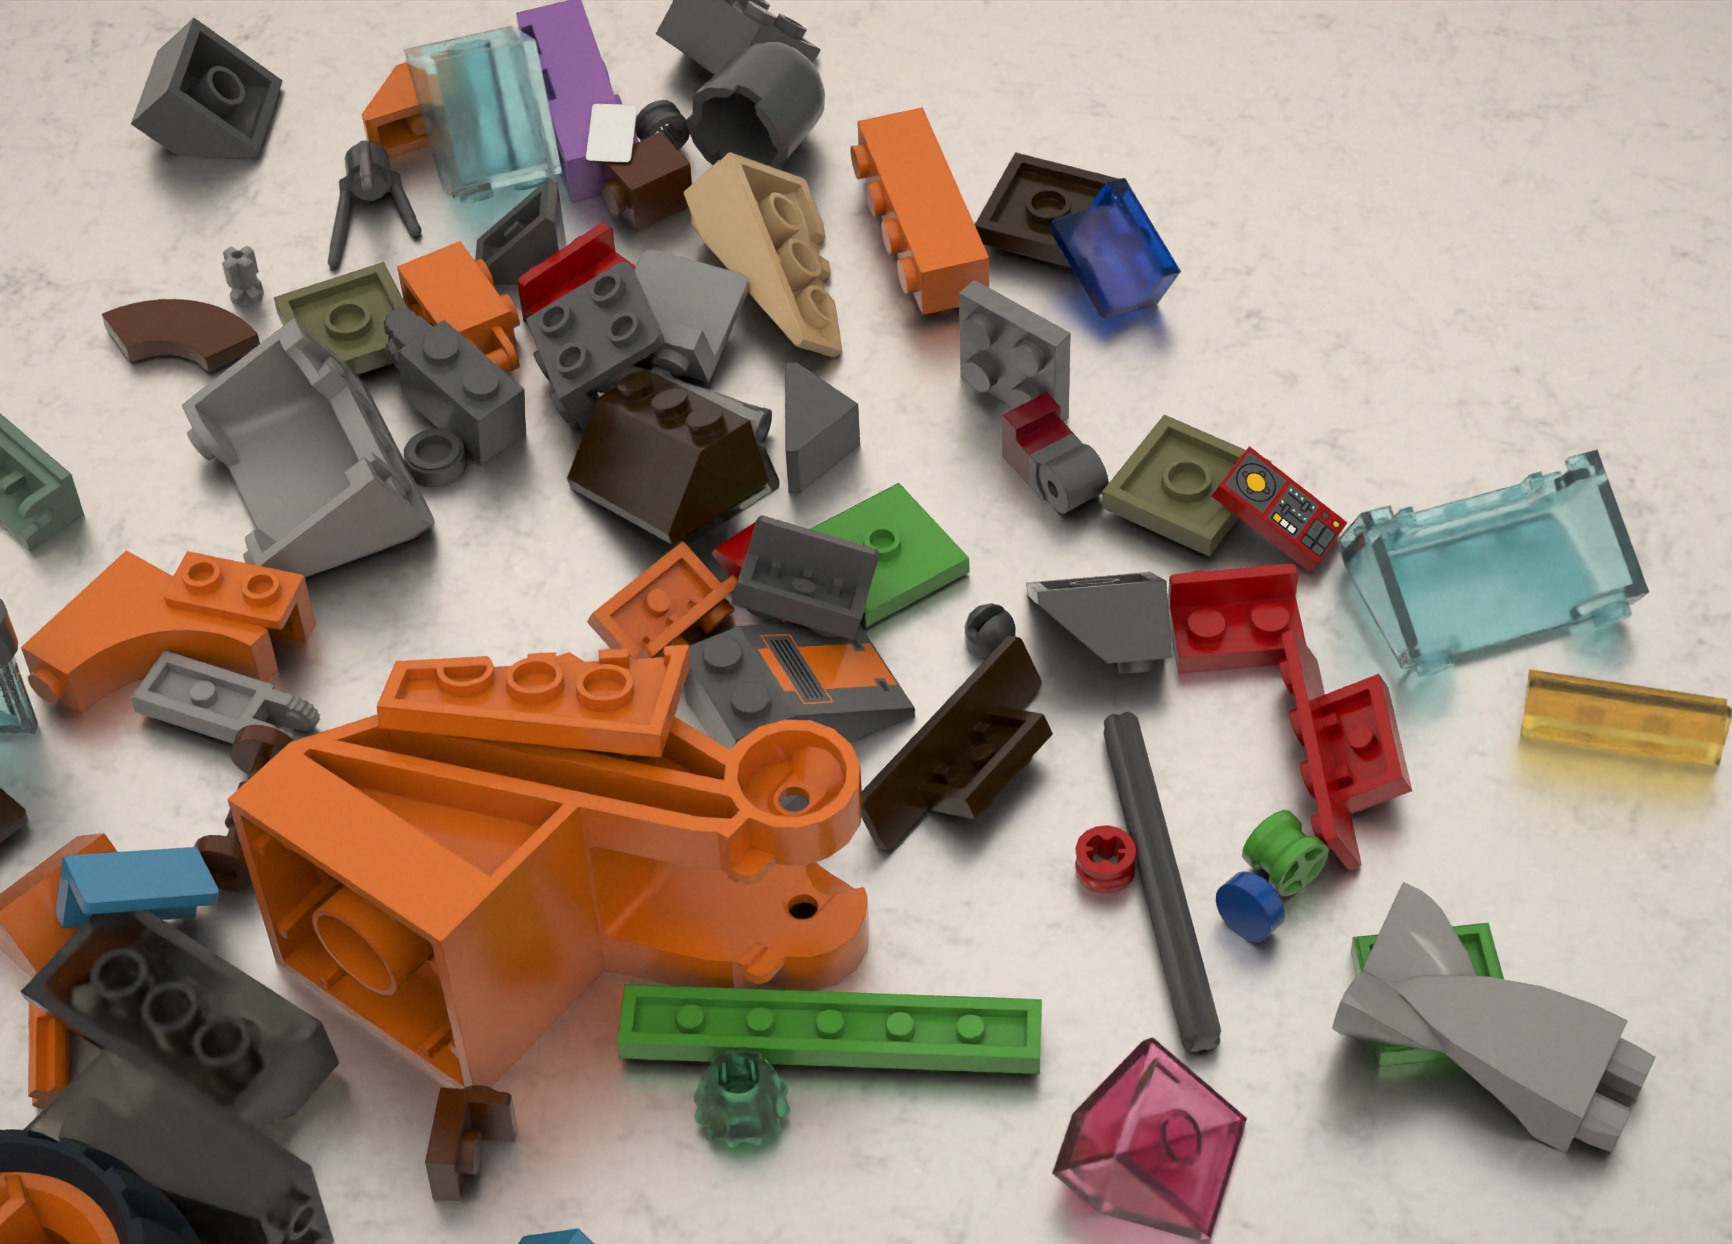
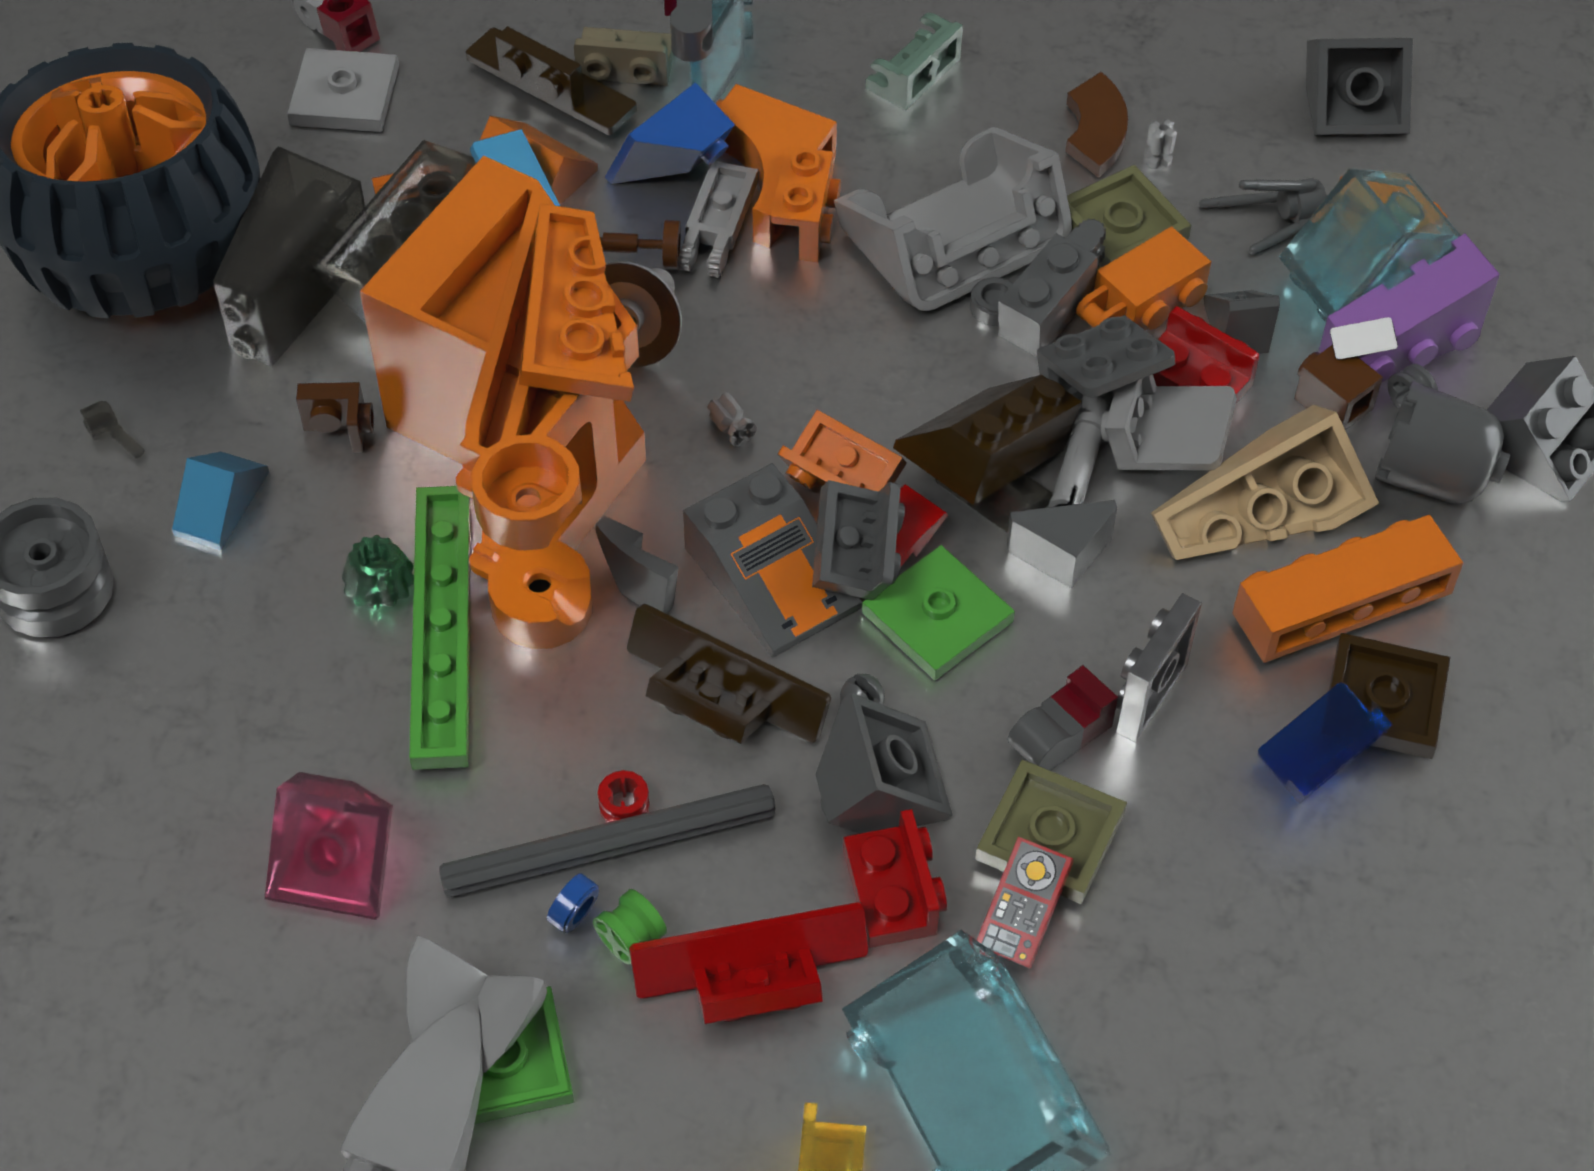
camera: 80 degrees right, 5 degrees up
(91, 725) = (673, 139): none -> blue slope

